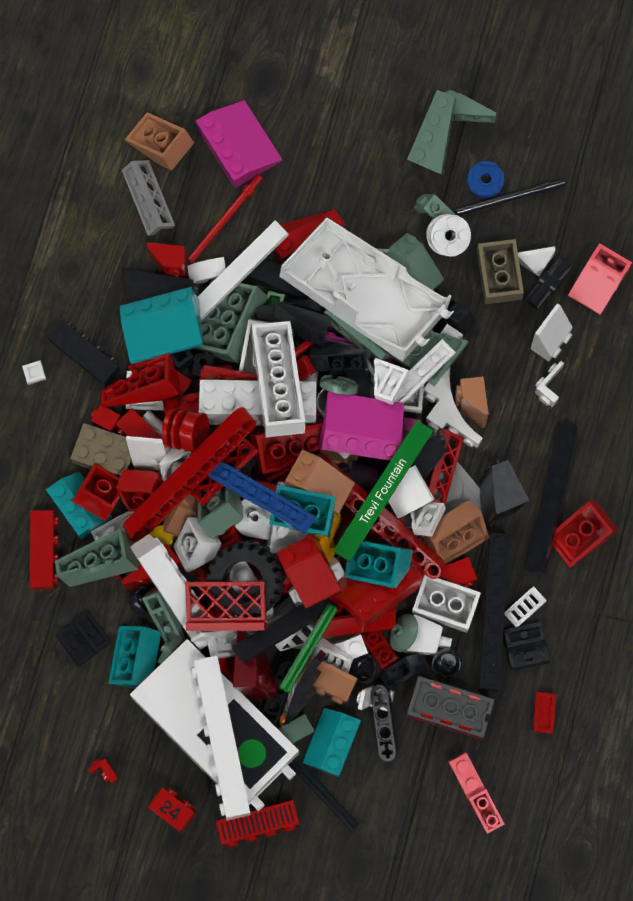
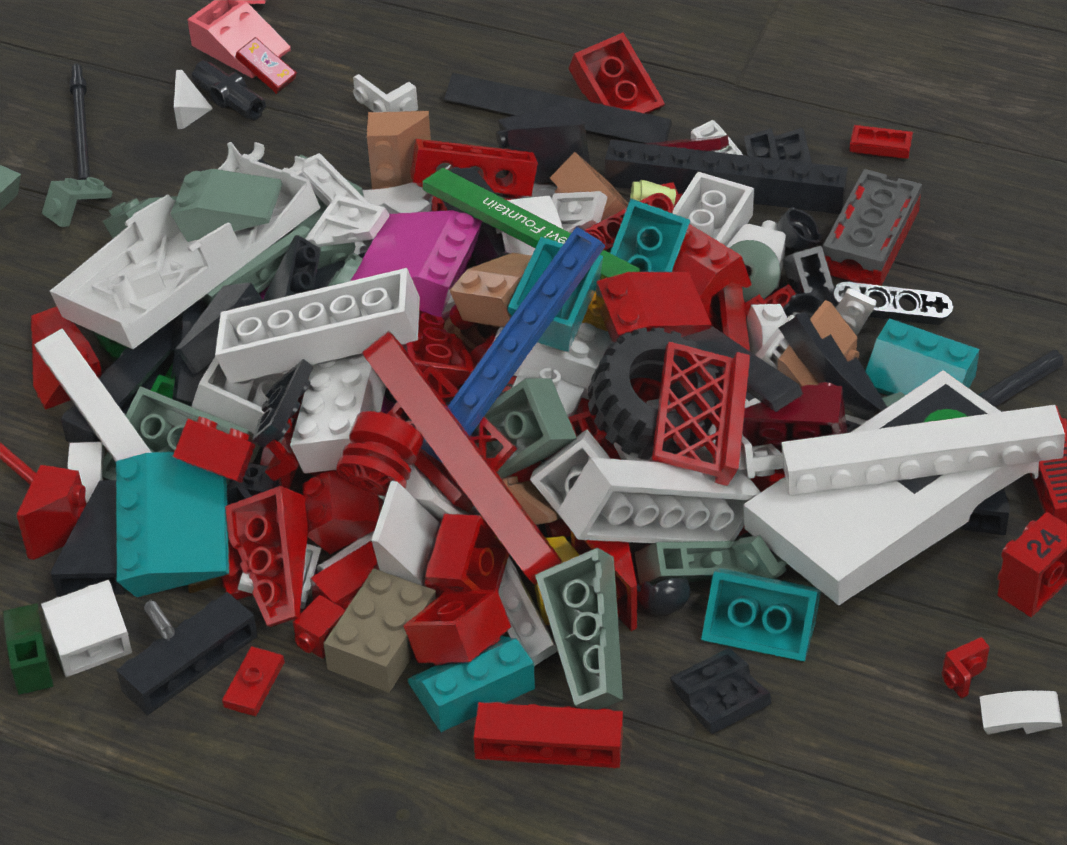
camera: 85 degrees left, 30 degrees down
(34, 372) = (203, 737): white tile -> none
(72, 391) = (253, 681): none -> red plate
(76, 801) = (1019, 709): none -> white slope
(81, 268) = (27, 649): none -> dark green slope
(89, 298) = (86, 628): none -> white slope
(103, 334) = (159, 619): none -> flat silver piece
(189, 339) = (215, 450): none -> red brick
(226, 370) = (282, 404): none -> black wing
(308, 648) = (776, 346): green axle -> none
(396, 304) = (222, 197): none -> sand green slope
(454, 565) = (643, 189): none -> yellowish green cone
(460, 235) = (120, 176): white wheel -> none
(466, 450) = (521, 164): none -> red brick
(476, 793) = (1008, 217): coral slope -> none
(481, 189) = (34, 158): blue tile -> none
(500, 271) = (195, 129): dark tan brick -> none
(516, 581) = (705, 144): none -> dark red tile
(552, 334) = (308, 80): white slope -> none
(575, 301) = (265, 65): none -> tile

